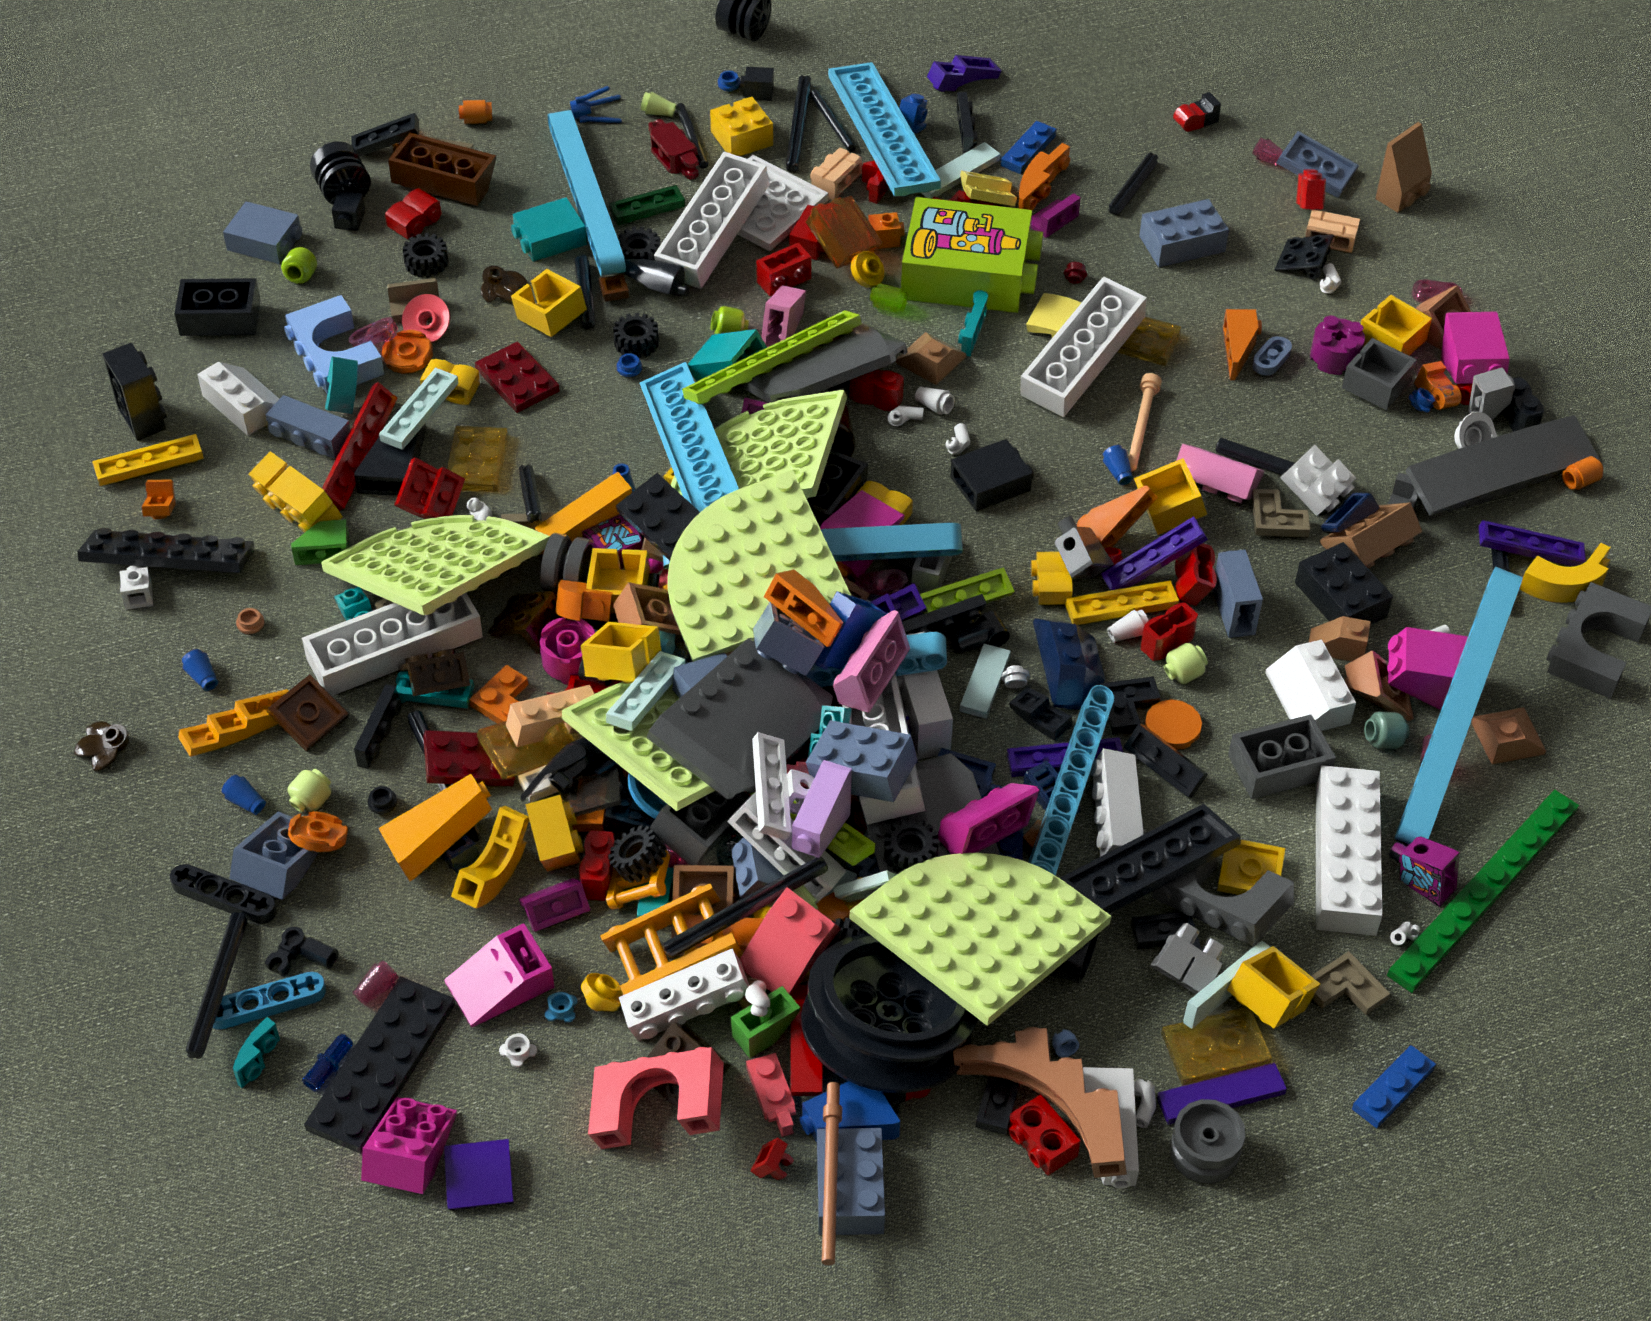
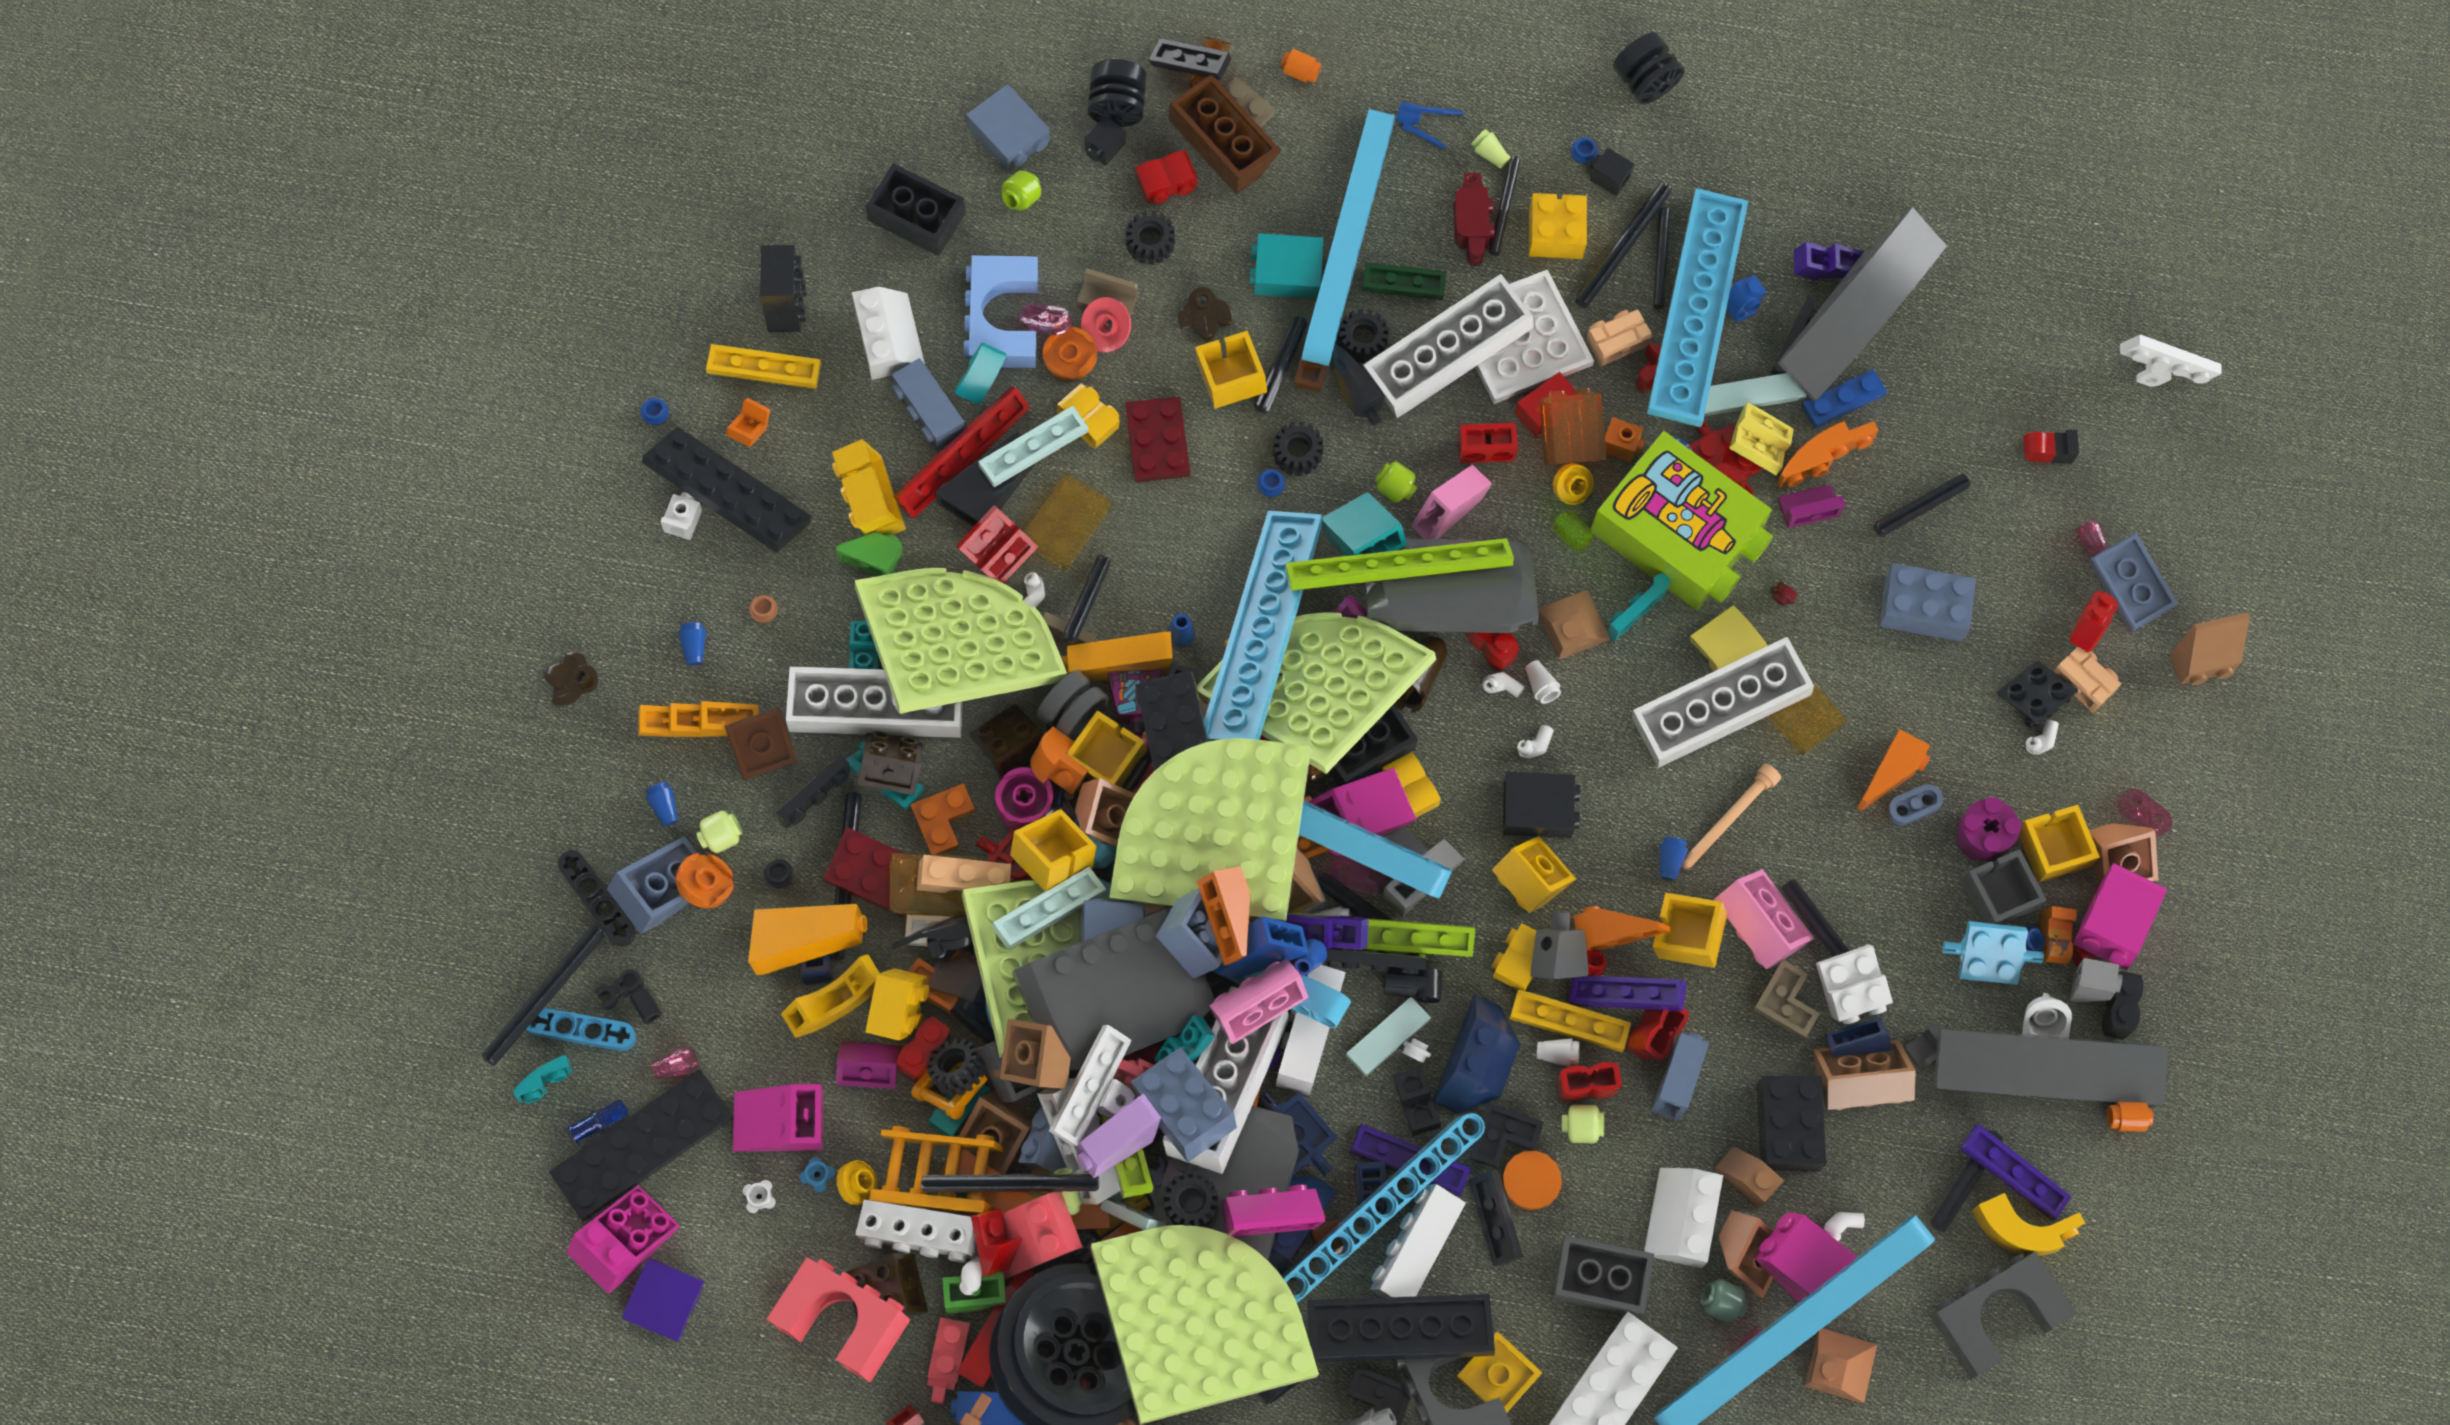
camera: 25 degrees right, 20 degrees up
(67, 528) = (654, 411): none -> blue plate
(708, 783) = (1034, 1055): none -> medium nougat slope
(765, 966) = (994, 1248): none -> red slope
(1001, 81) = (1862, 303): none -> dark grey slope
(1020, 522) = (1533, 874): none -> yellow slope
(1237, 29) = (2163, 359): none -> white plate
(1402, 415) = (1992, 952): none -> medium azure plate

